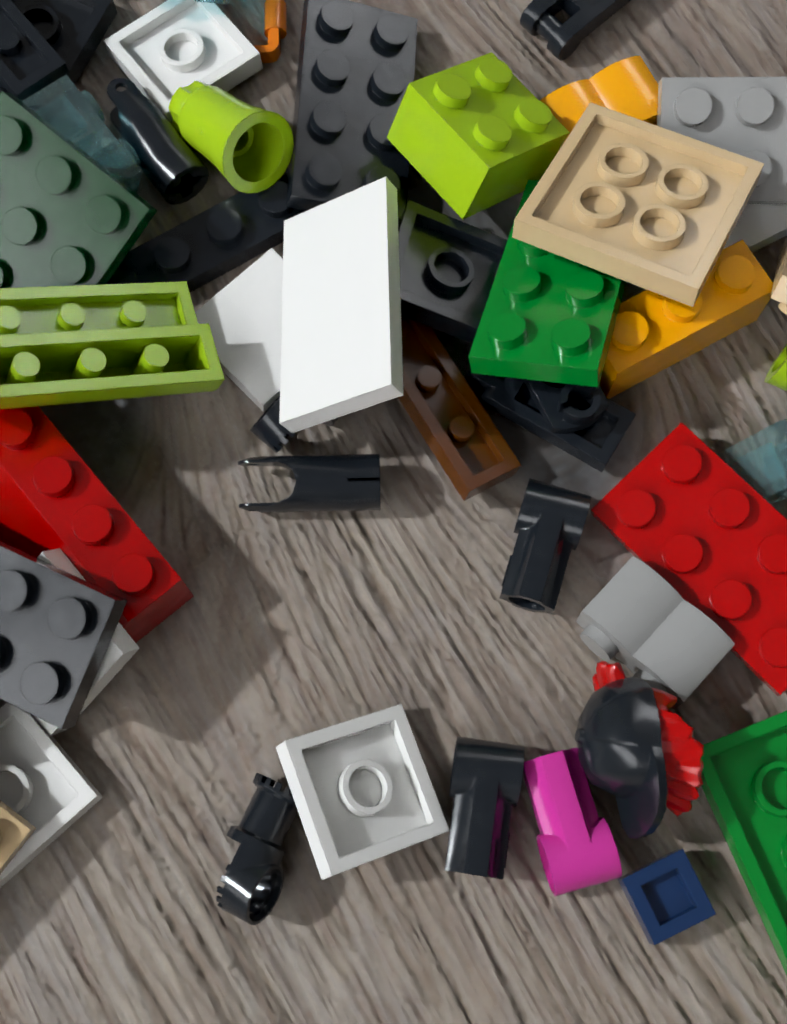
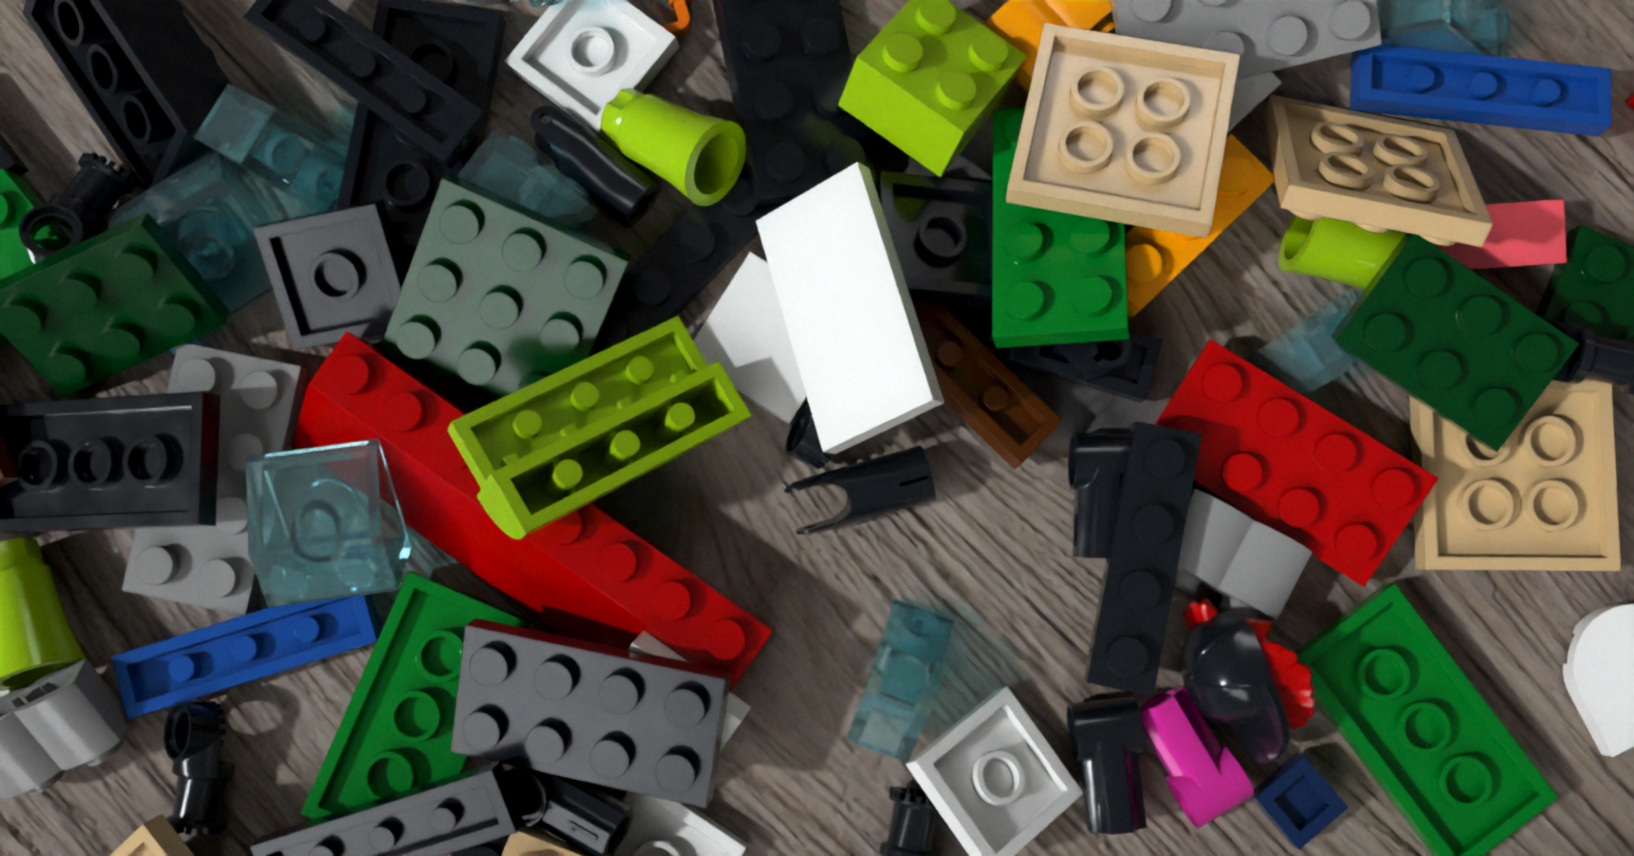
camera: 10 degrees left, 10 degrees up
(294, 670) = (901, 681): none -> clear light blue slope
(562, 605) = (1142, 558): none -> black plate

